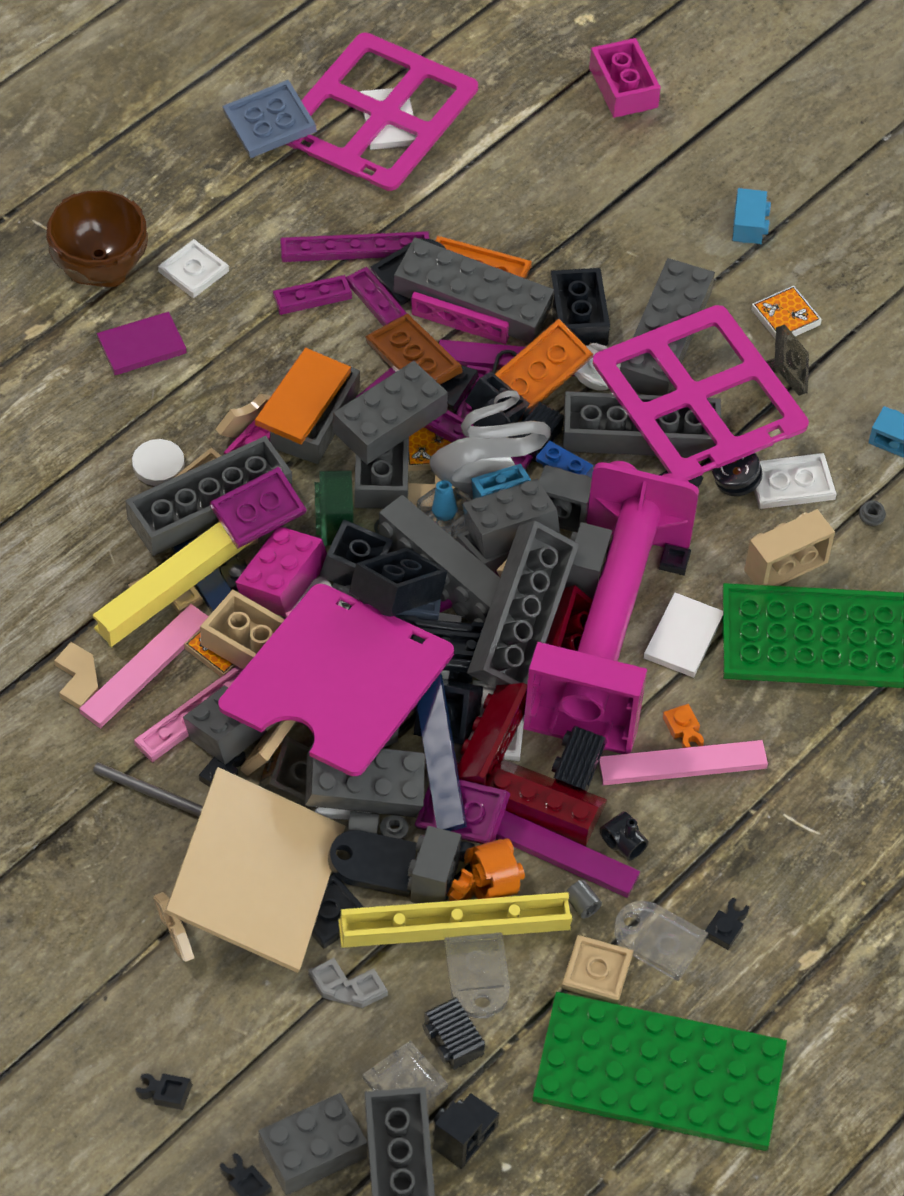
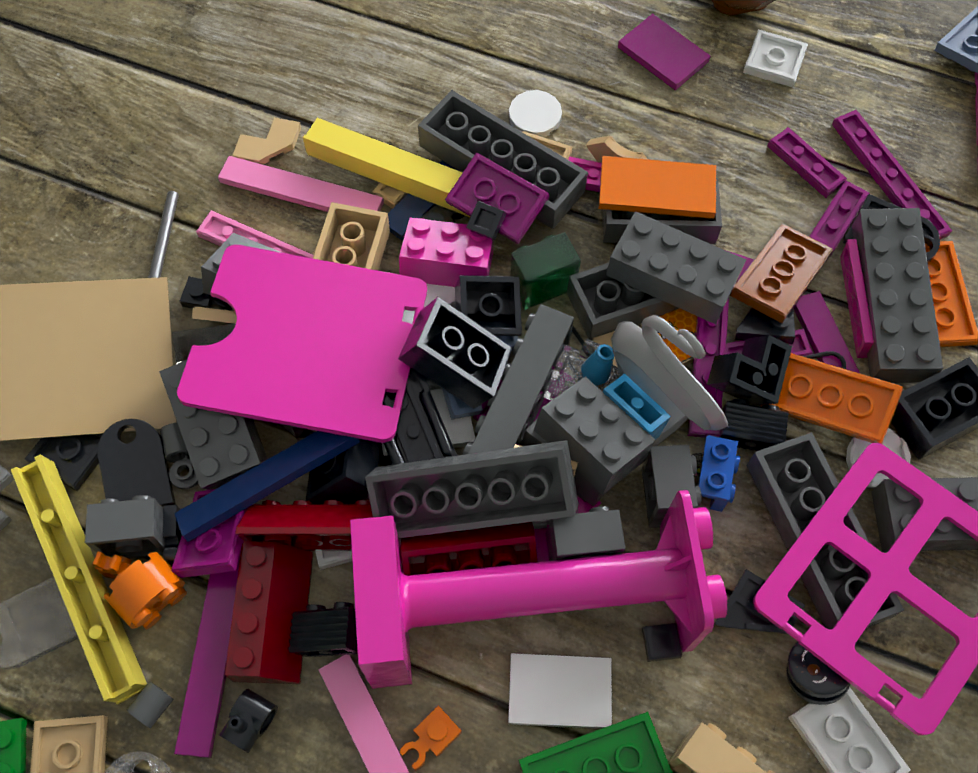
camera: 70 degrees right, 10 degrees up
(279, 521) = (486, 220): none -> black tile

